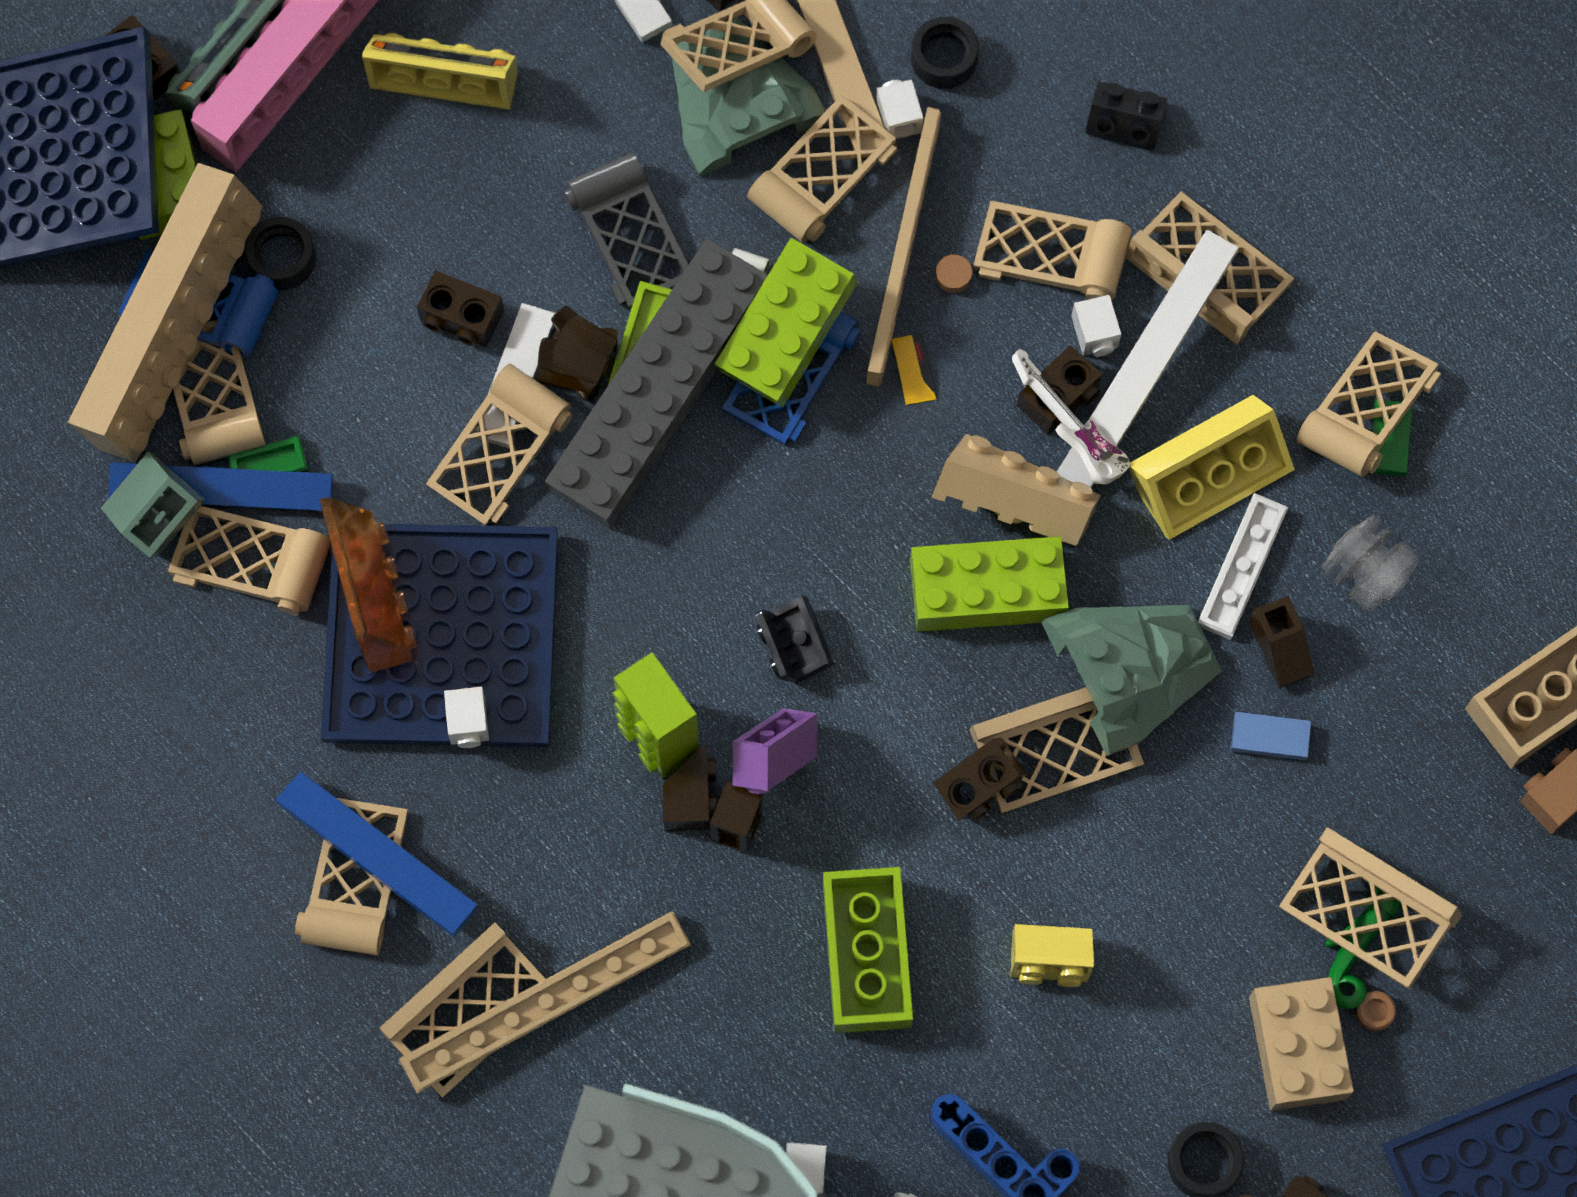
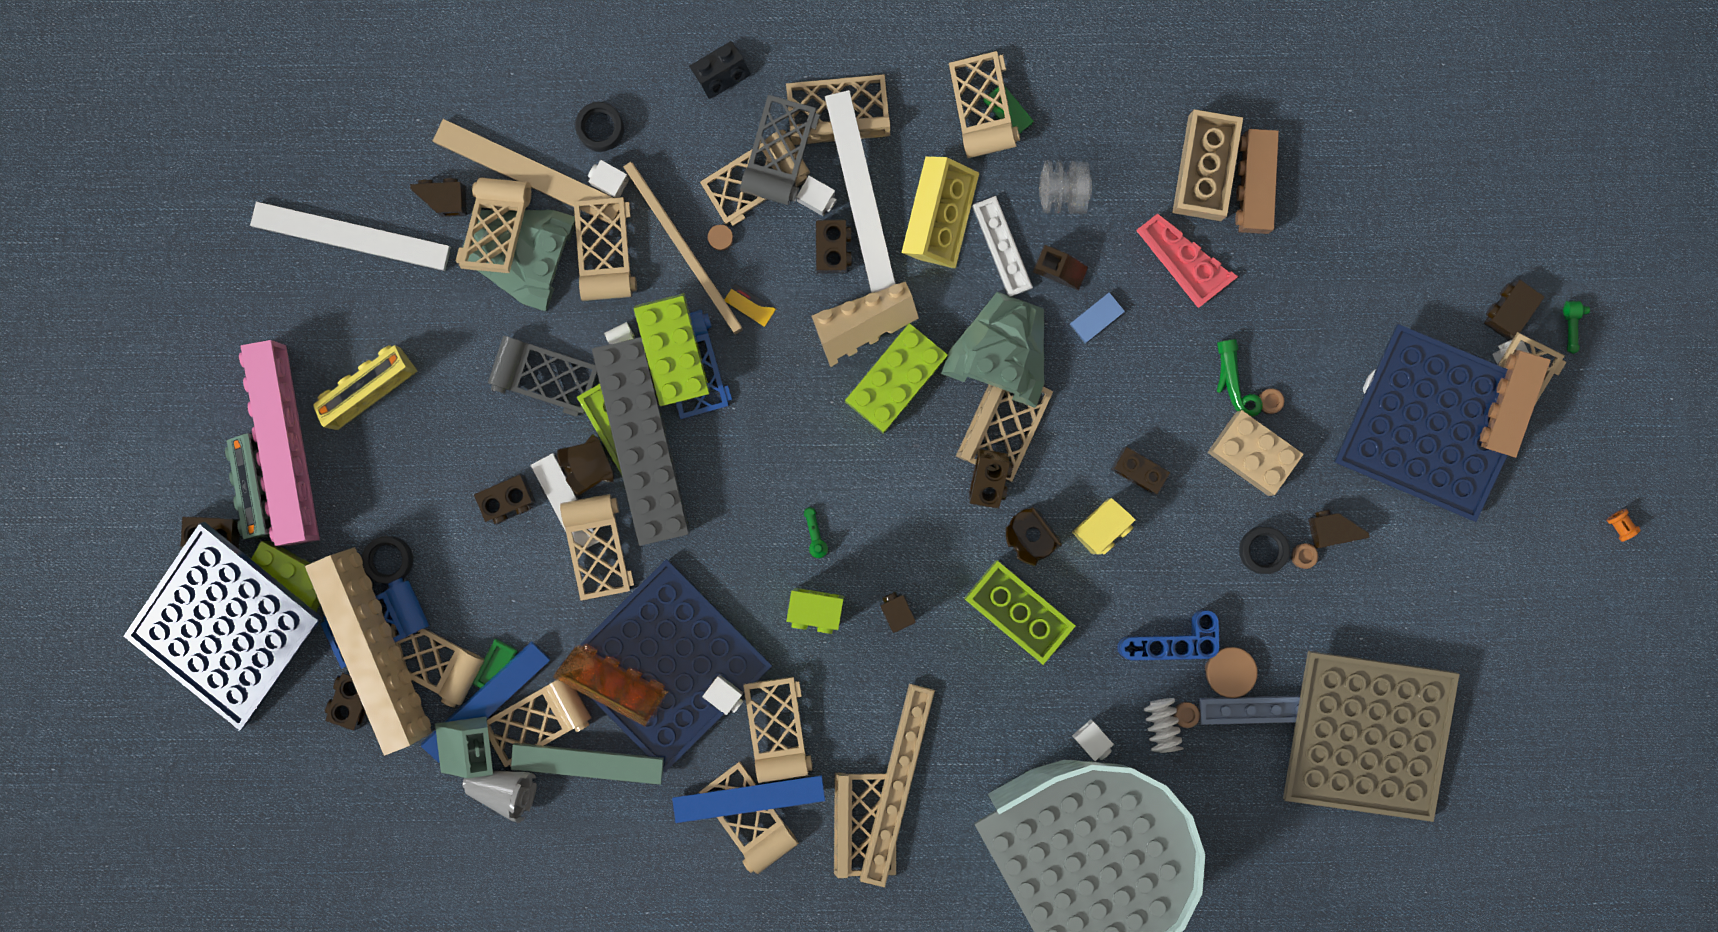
camera: 45 degrees left, 15 degrees up
(83, 338) = (345, 697): none -> dark brown brick
(140, 591) = (504, 792): none -> light grey cone
(254, 648) = (587, 763): none -> sand green tile
(450, 853) = (784, 762): none -> tan piece
(687, 794) = (861, 623): dark brown slope -> none
(725, 673) = (817, 548): none -> green piece
(774, 750) = (884, 566): medium lavender brick -> none
(794, 640) = (833, 499): black bracket -> none
(952, 869) = (1029, 551): none -> dark brown piece
(1067, 271) = (769, 182): none -> dark grey piece
(1098, 454) = (888, 262): white piece -> none
(1153, 936) = (1140, 471): none -> dark brown brick
(1386, 879) = (1221, 336): tan fence -> none
(1428, 782) = (1191, 267): none -> coral wing

